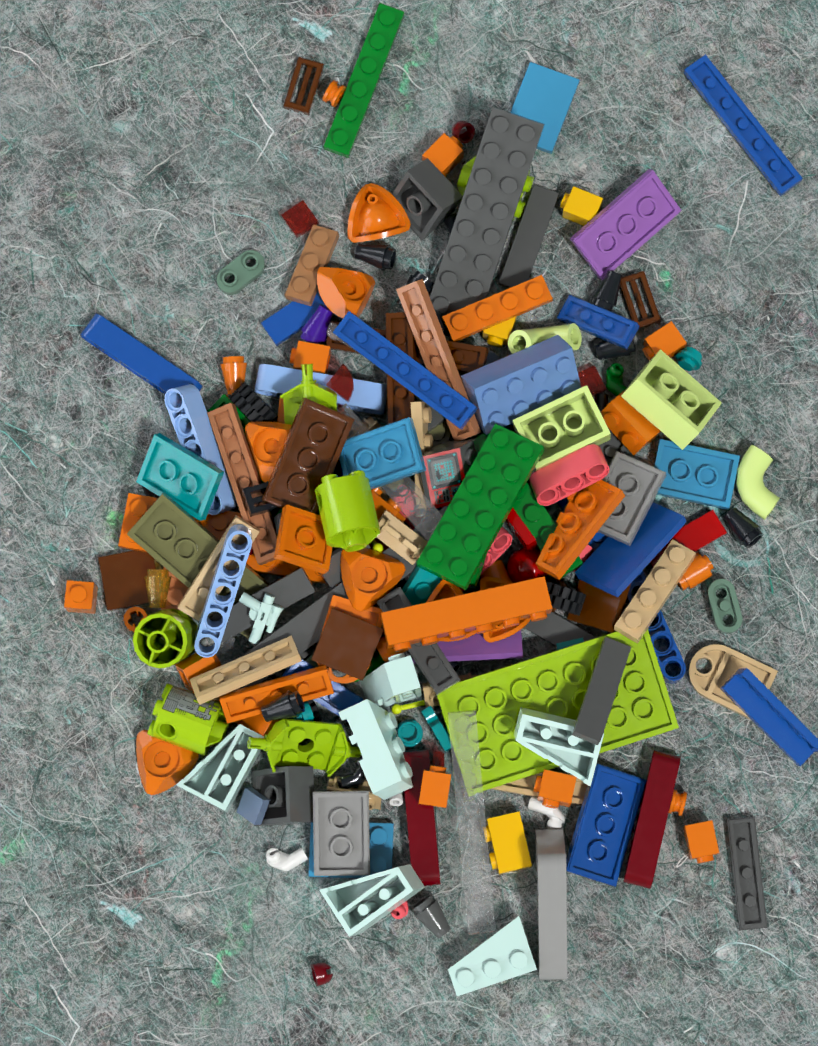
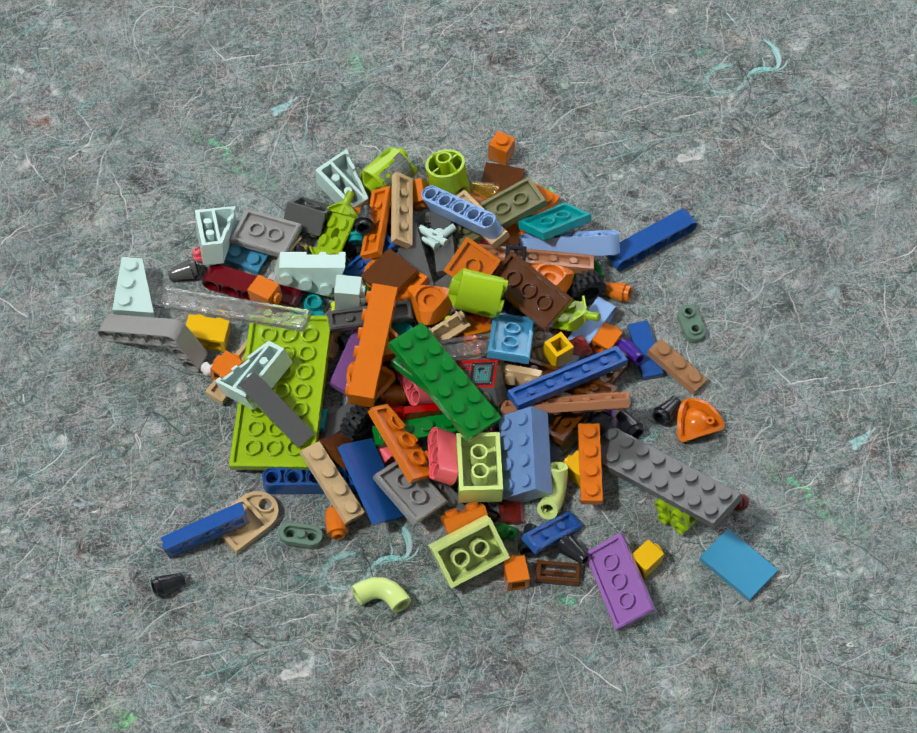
camera: 105 degrees right, 20 degrees down
(127, 617) = (476, 174): orange bush -> none
(161, 763) = (363, 153): orange hat -> none
(253, 806) = (312, 195): sand blue tile -> none
(283, 860) = (268, 201): white arm -> none
(298, 106) = (815, 416): reddish brown tile -> none
(299, 219) = (716, 374): clear red plate -> none
(319, 973) = (182, 194): dark red hinge -> none
(334, 93) = (803, 428): orange bush -> none
(344, 290) = (647, 378): orange hat -> none
(364, 80) = (807, 455): green plate -> none
(367, 398) = (558, 350): none -> yellow brick
(426, 197) = (699, 453): dark grey slope -> none
(445, 153) = (727, 475): orange brick -> none
(529, 237) = (638, 517): dark grey tile -> none
(605, 825) = (187, 395): blue tile -> none
(652, 819) = (175, 427): dark red beam -> none
(678, 802) = (178, 447): orange bush -> none
(689, 359) = (496, 585): teal plate -> none
(696, 534) = (362, 537): red tile -> none
(697, 474) = (406, 555): dark azure plate -> none
(701, 841) = (143, 451): orange brick -> none
(742, 125) = (666, 701): blue plate -> none
(743, 528) = (351, 571): black cone -> none
(746, 873) = (106, 474): dark grey tile -> none

